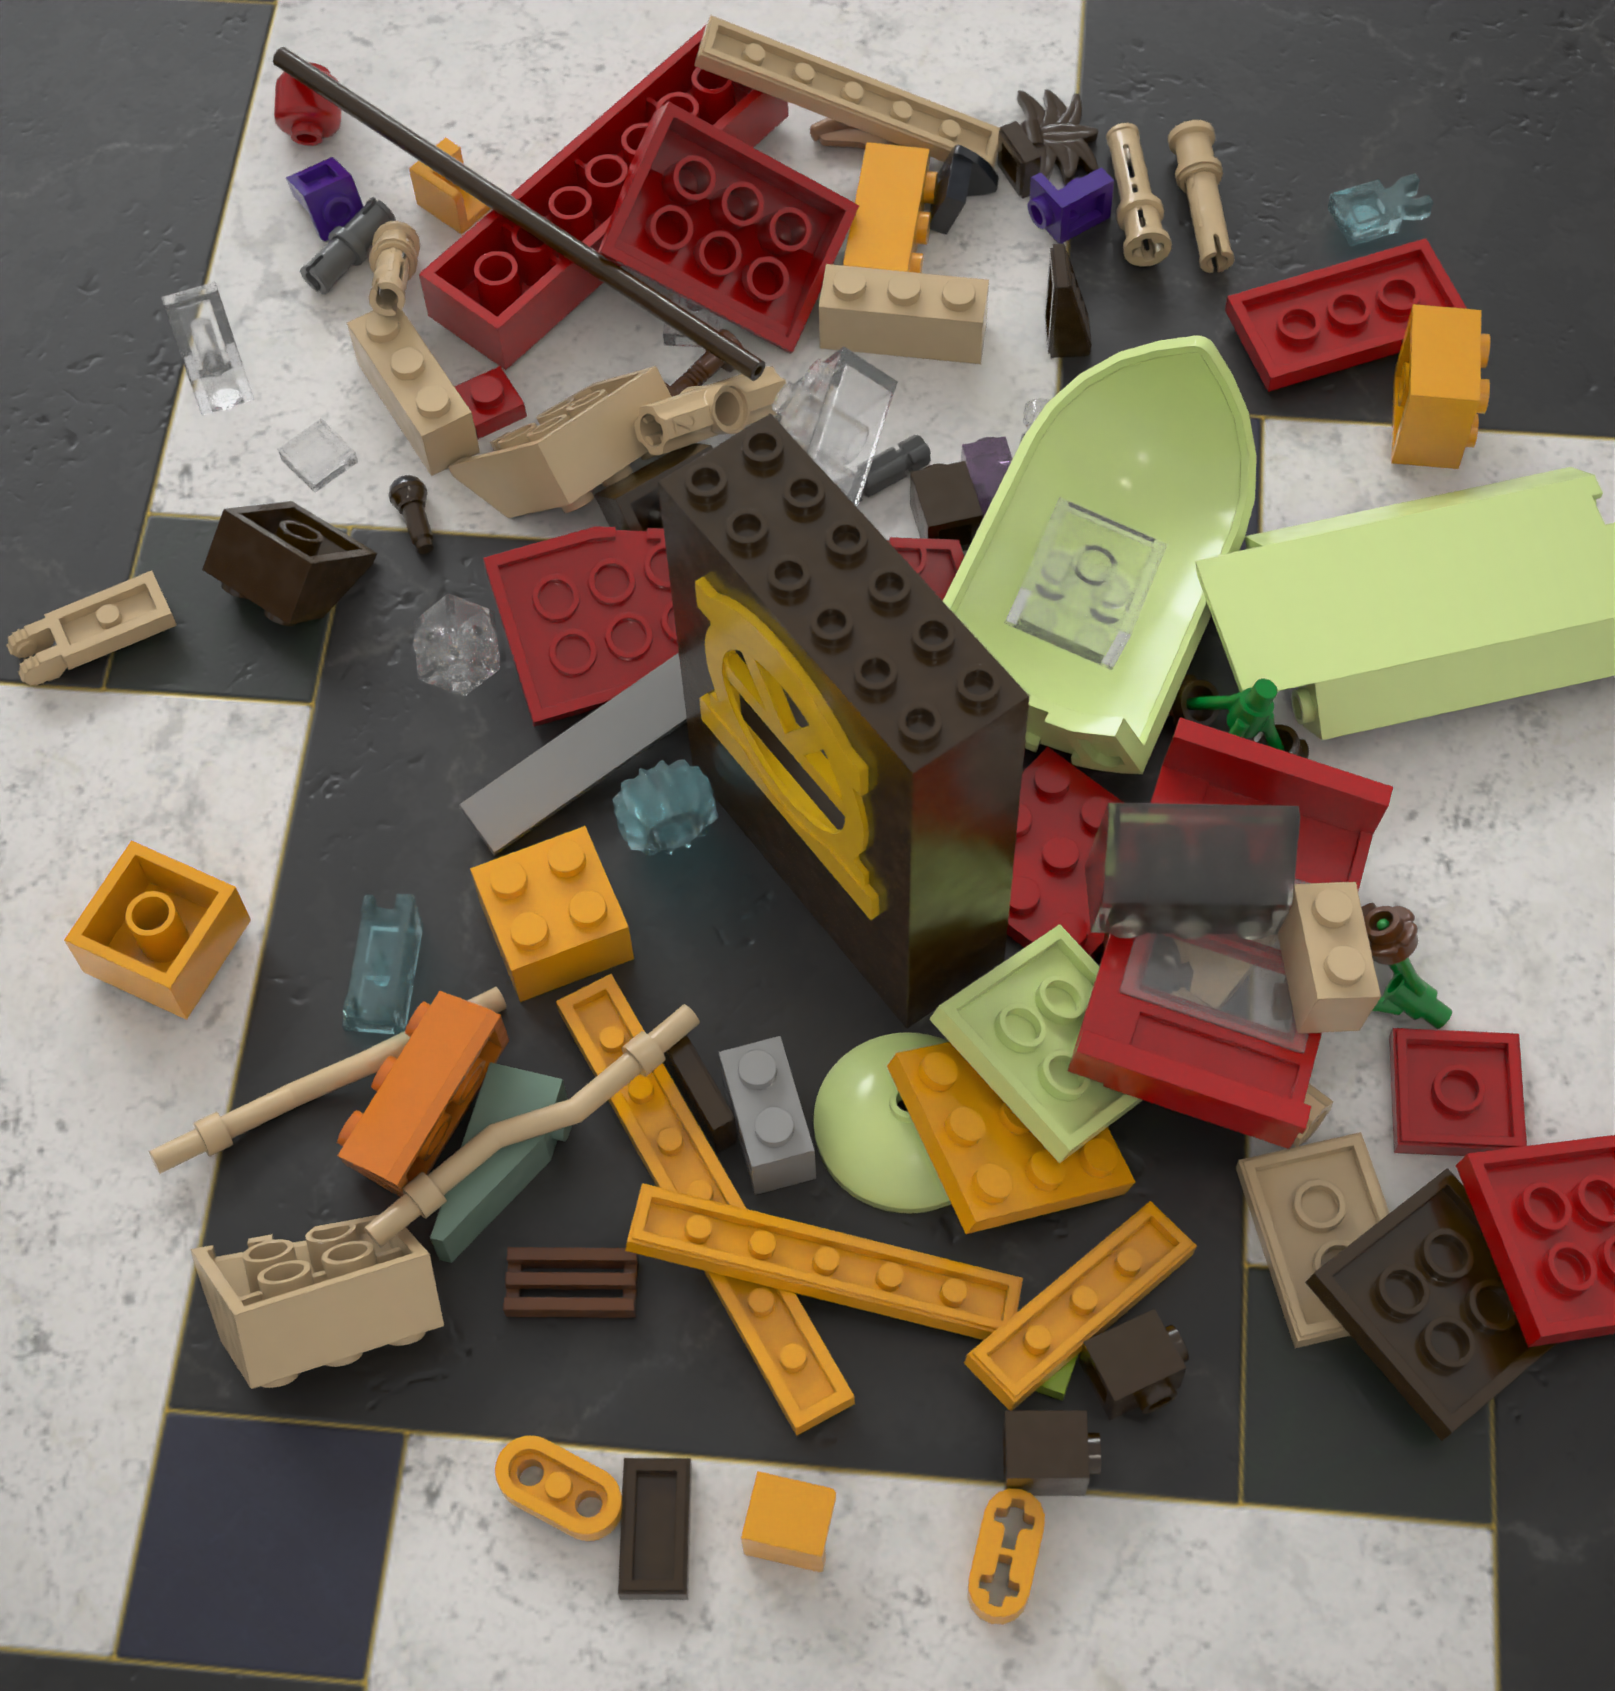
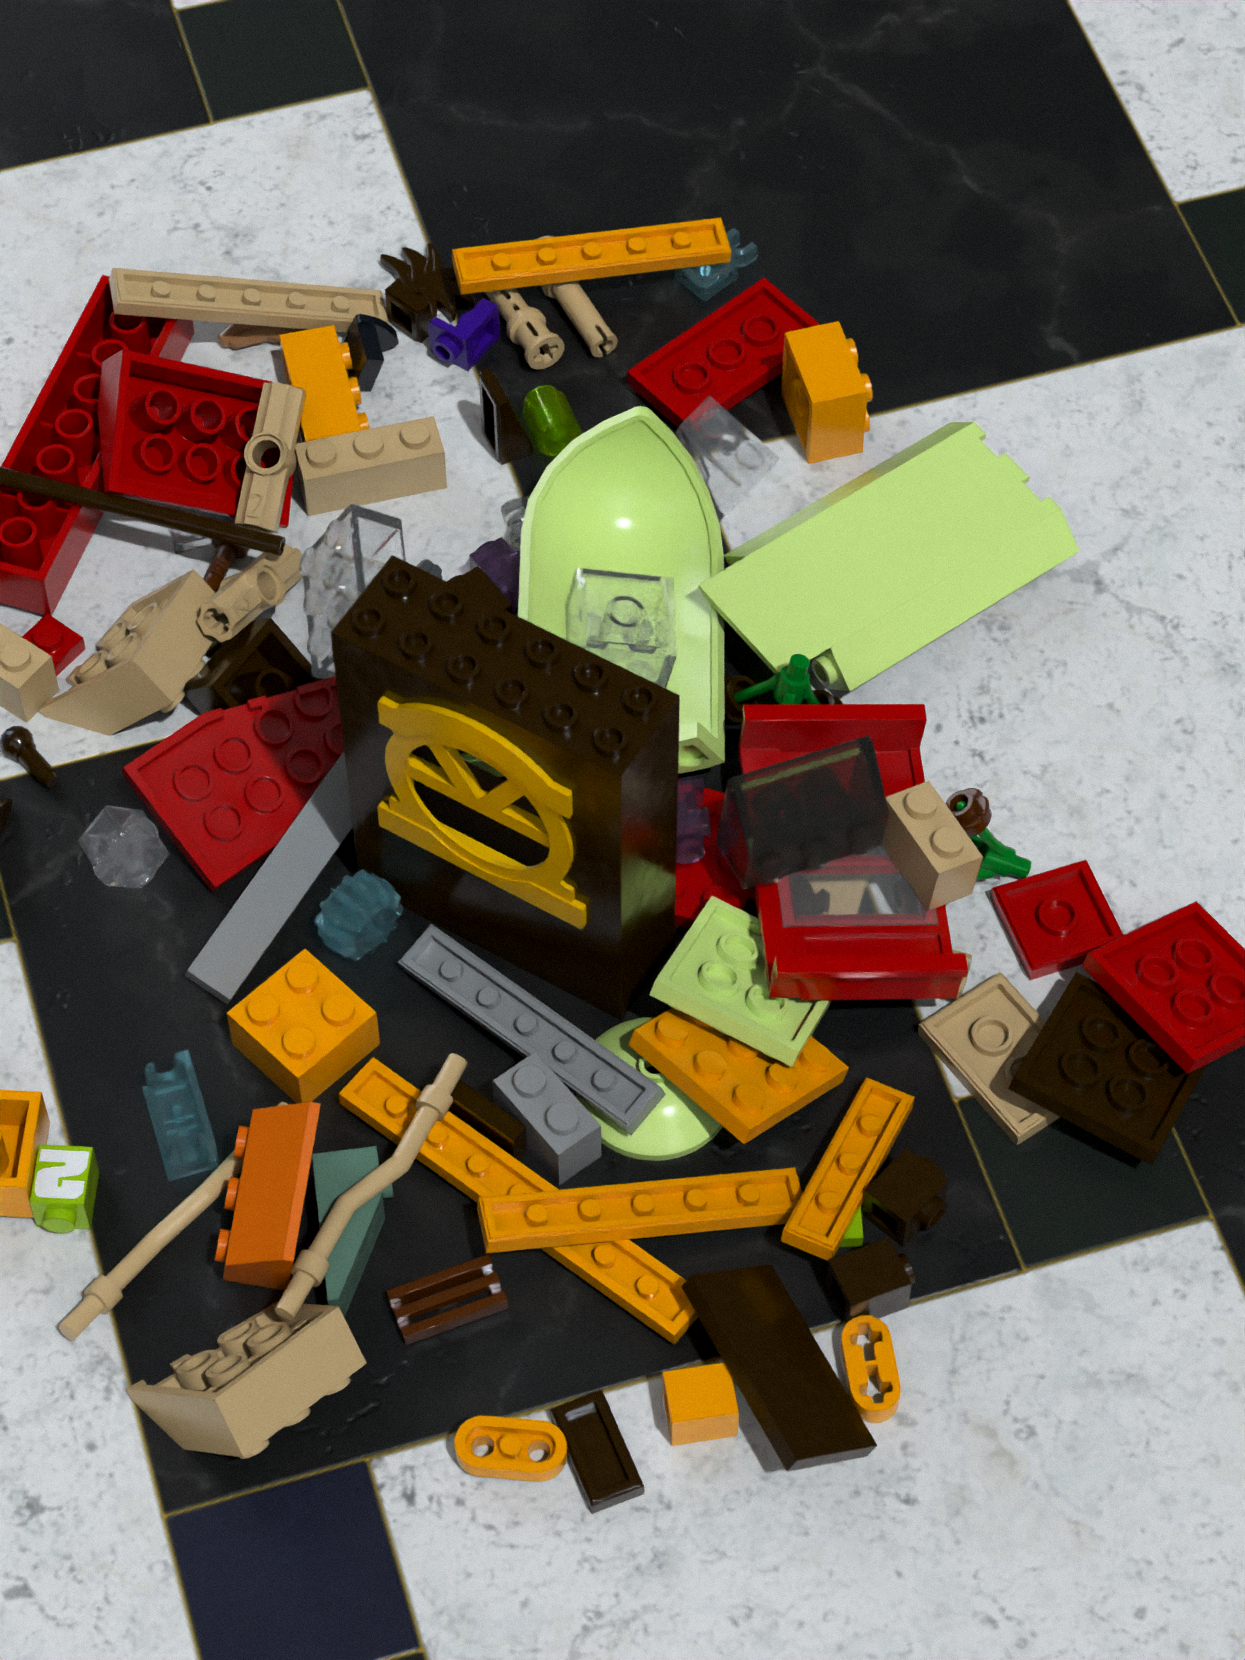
camera: 25 degrees left, 5 degrees down
(226, 999) = (64, 1187): none -> lime brick
(797, 1009) = (532, 1027): none -> light grey tile
(805, 239) = (275, 426): none -> tan piece
(896, 1517) = (779, 1367): none -> dark brown tile
(1061, 825) = (692, 822): none -> clear purple brick
(1120, 320) = (550, 419): none -> clear neon green brick
(1241, 156) = (590, 256): none -> light orange tile
(1295, 424) = (725, 454): none -> clear wing

